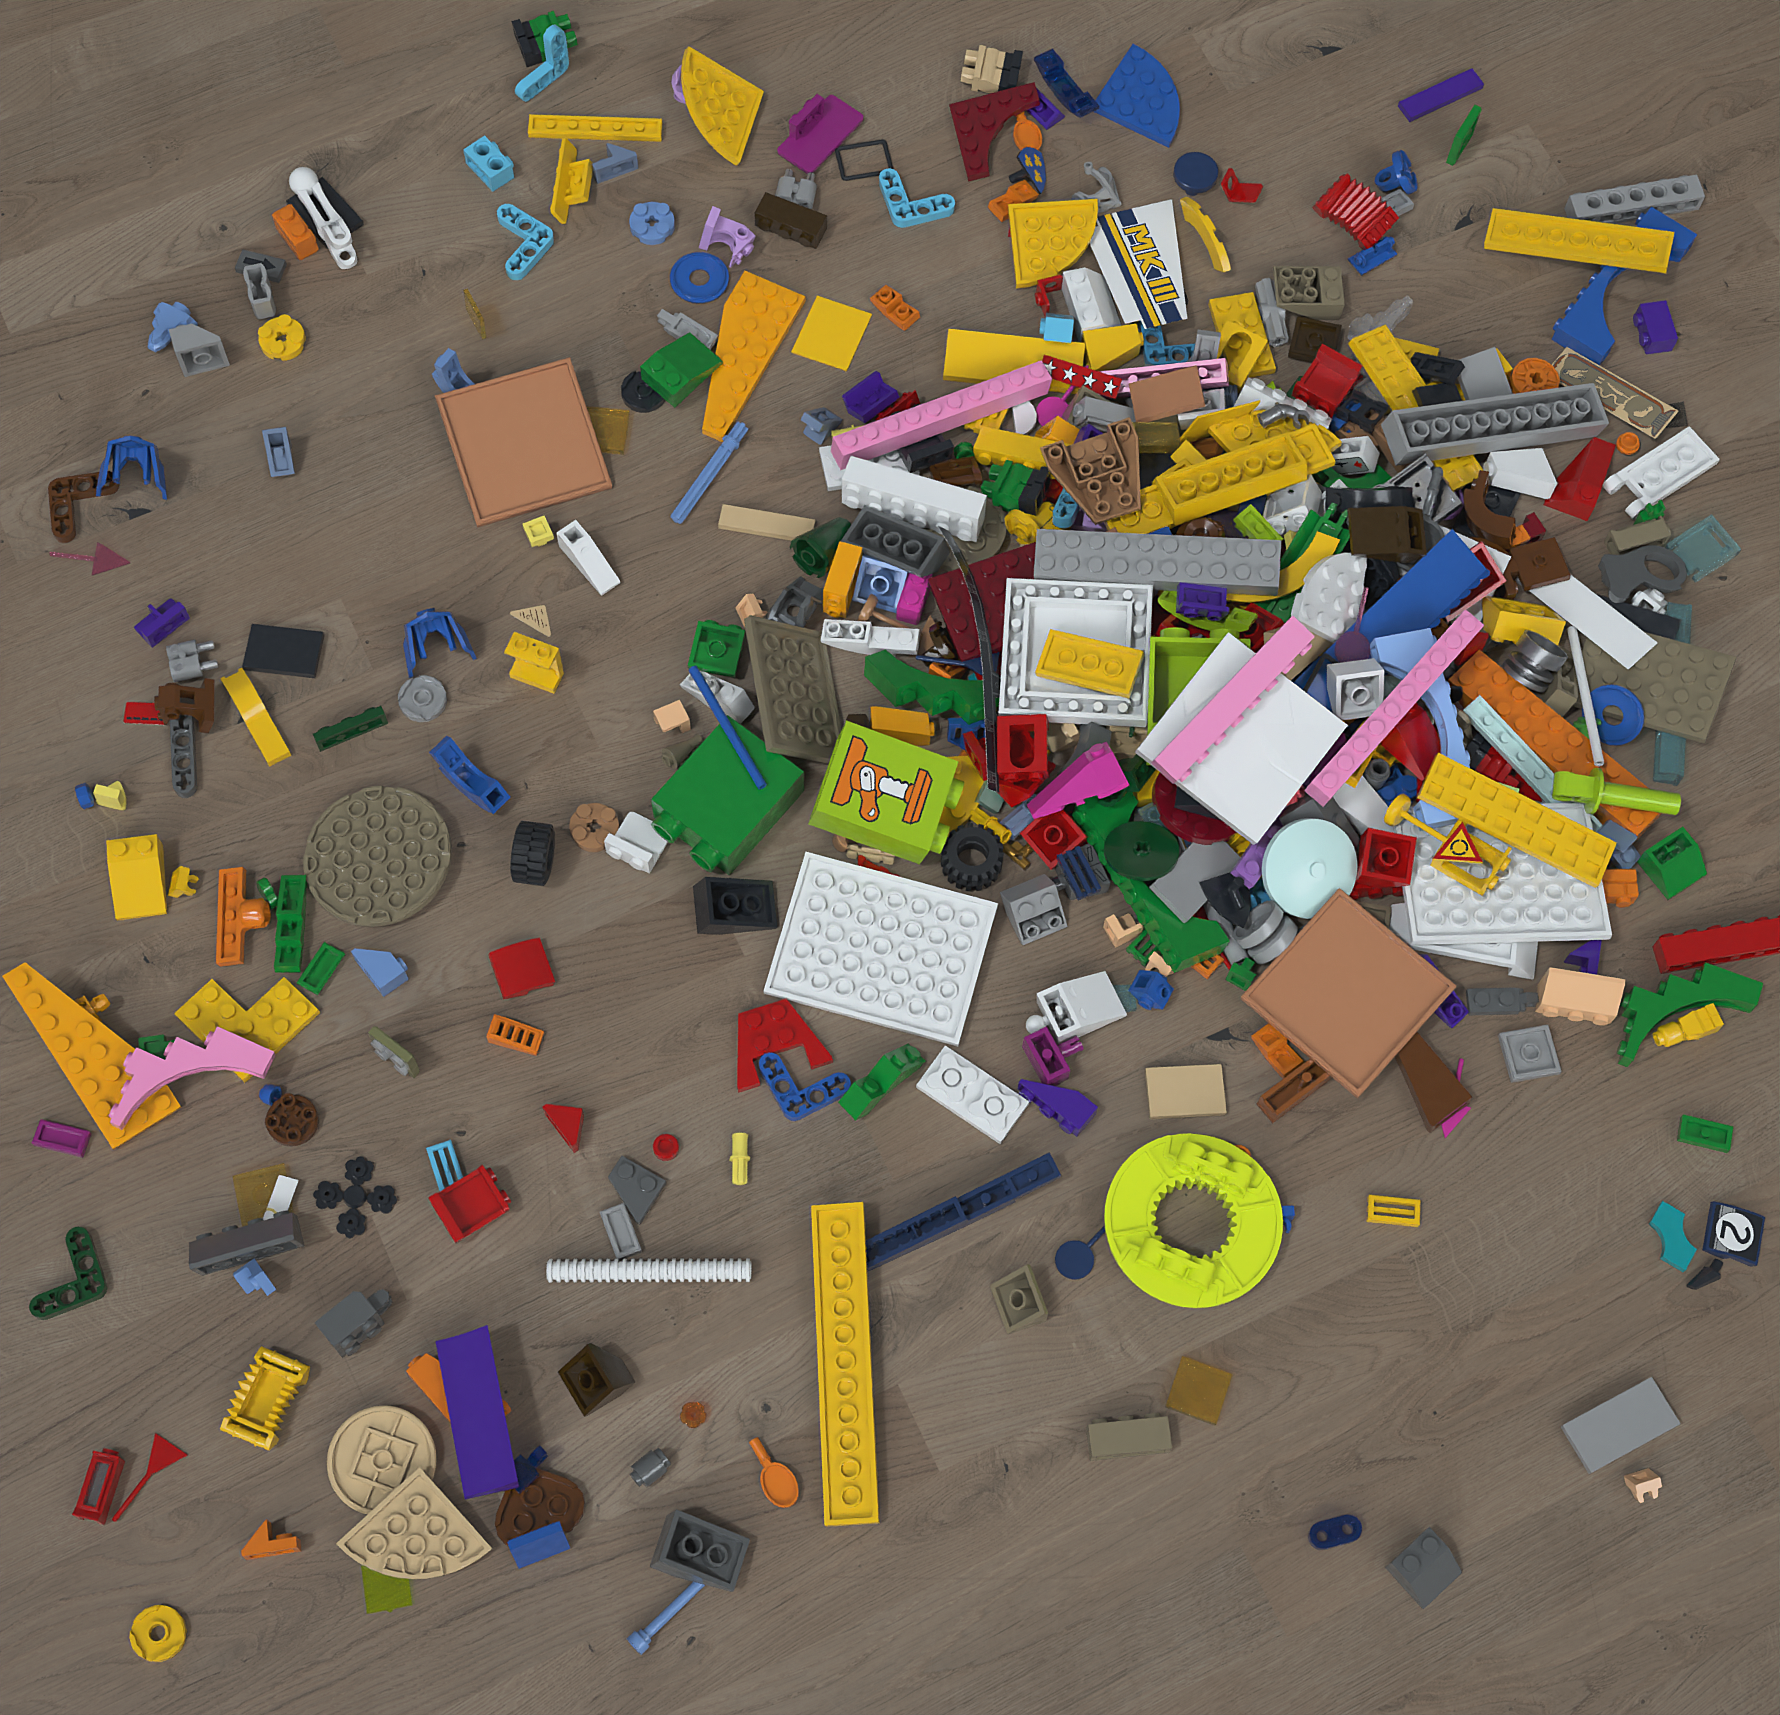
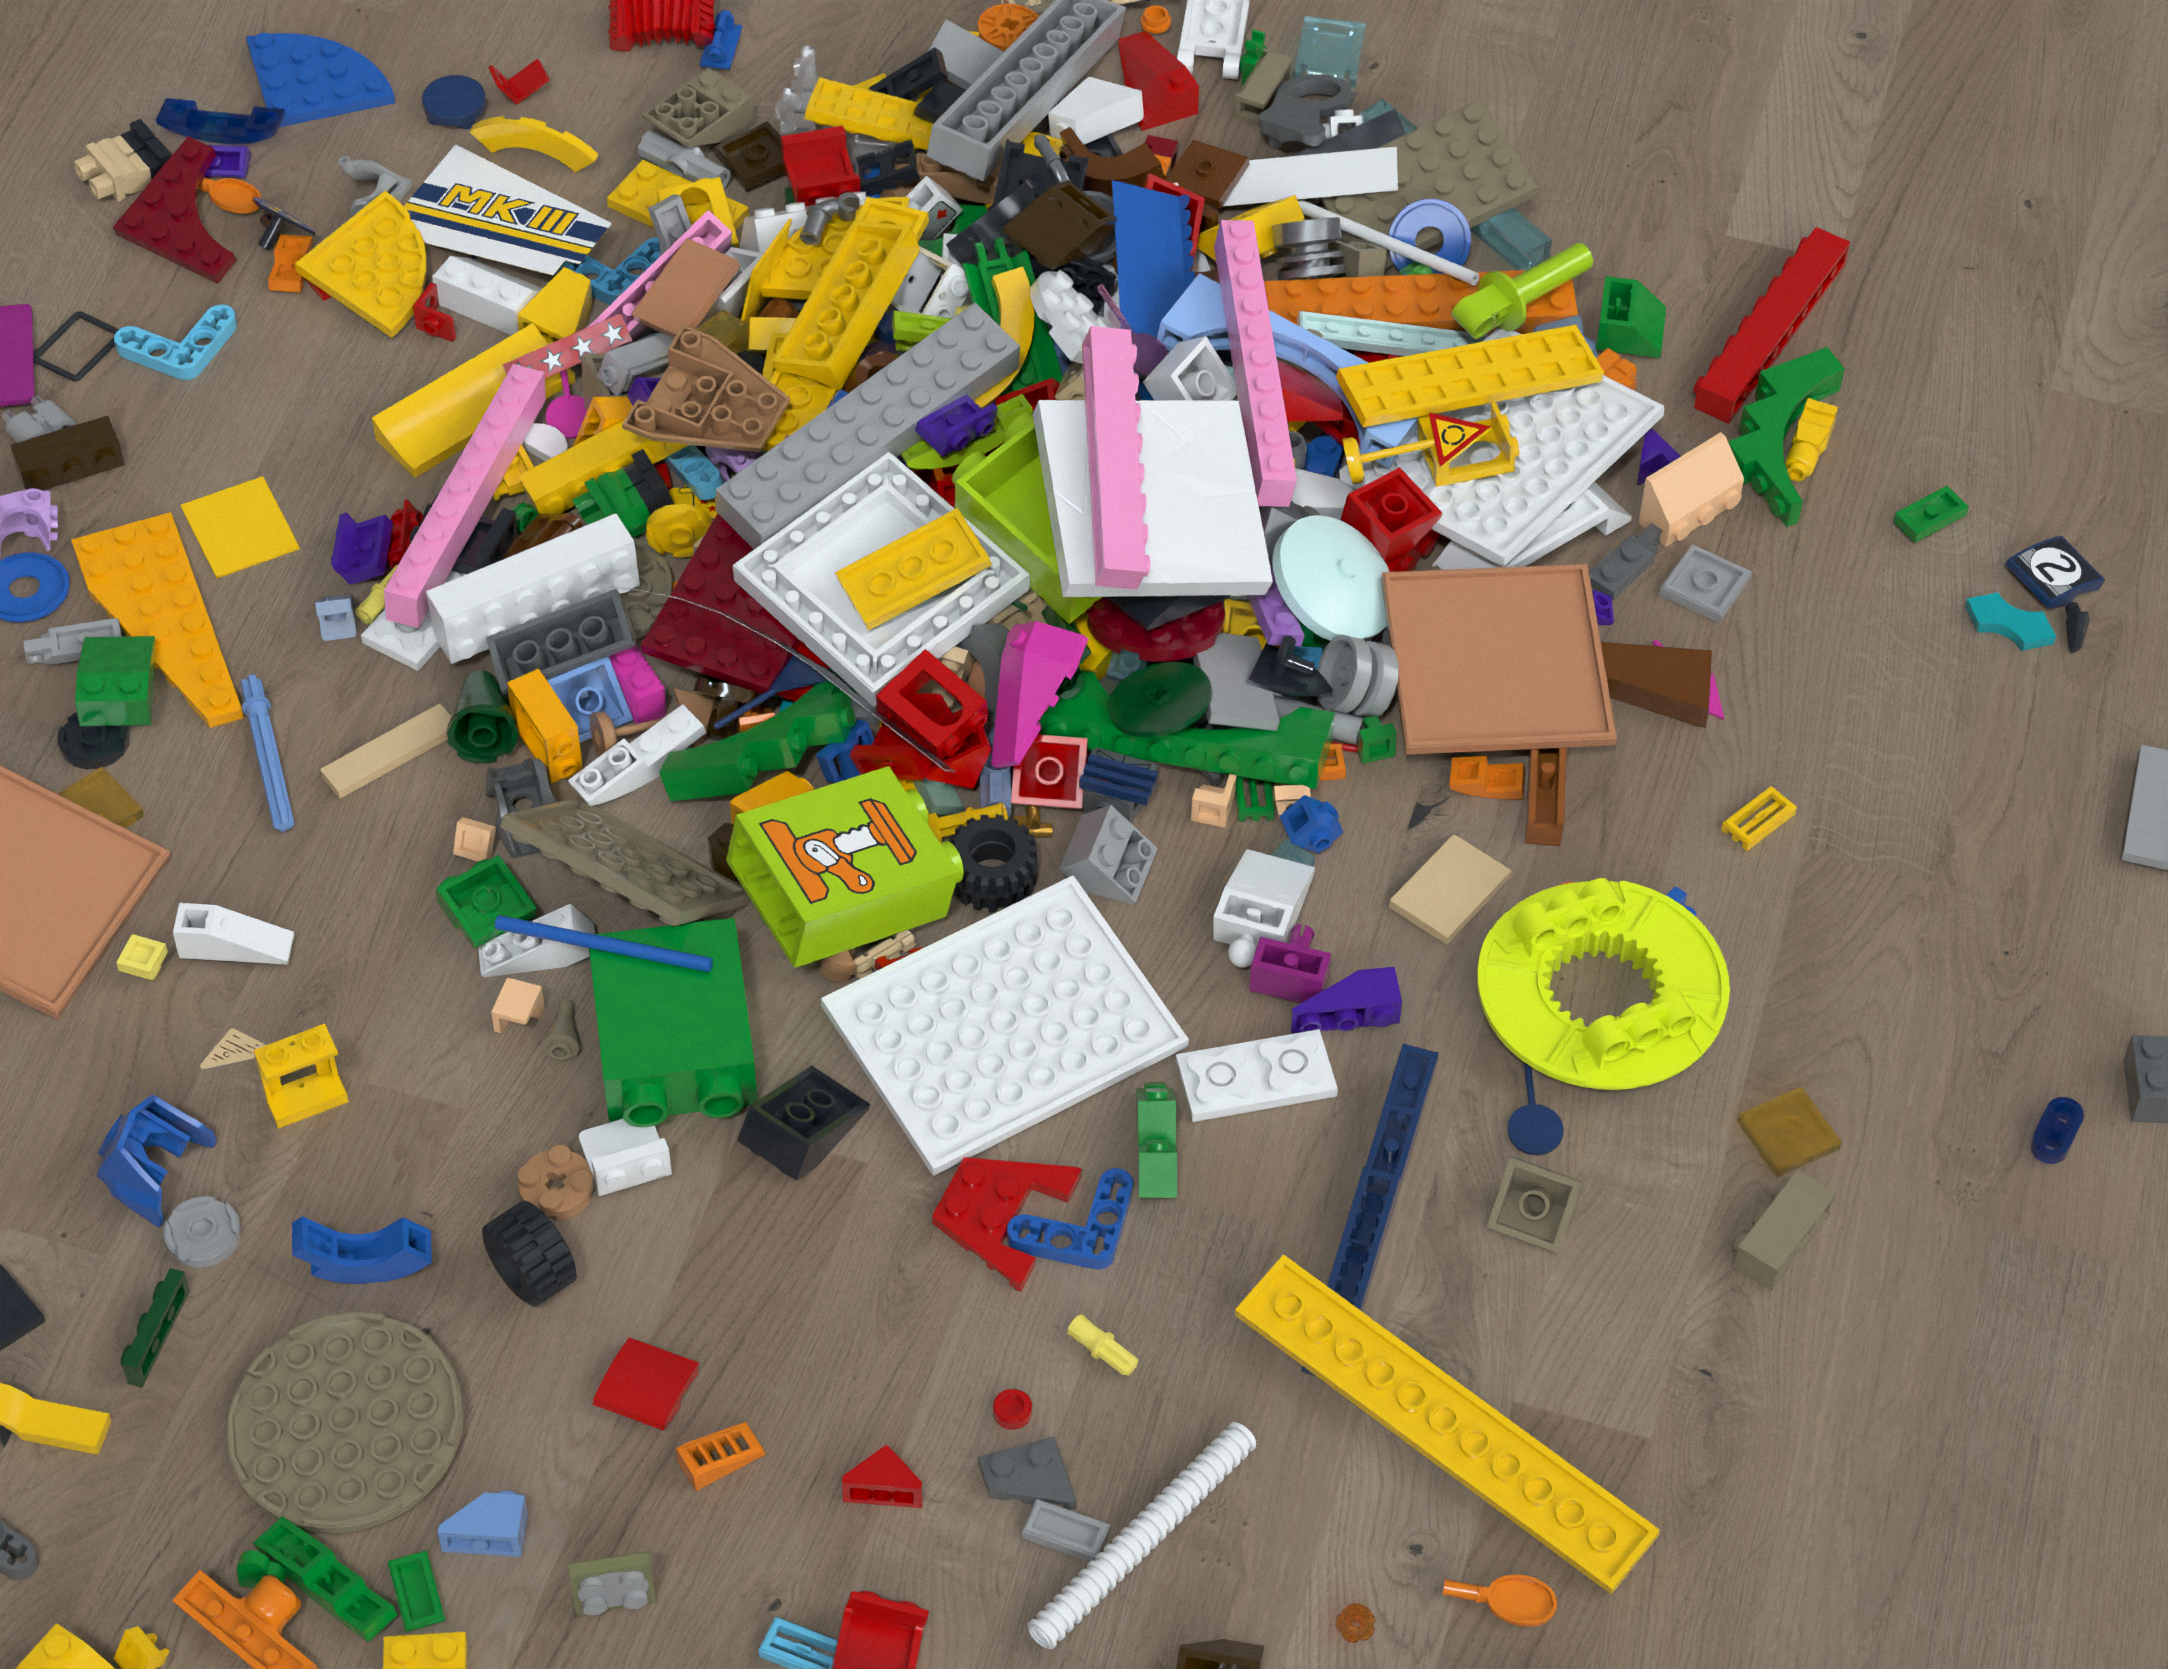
camera: 45 degrees left, 15 degrees down
(894, 308) = (275, 451): orange slope -> none
(1057, 327) = (488, 329): medium azure brick -> none

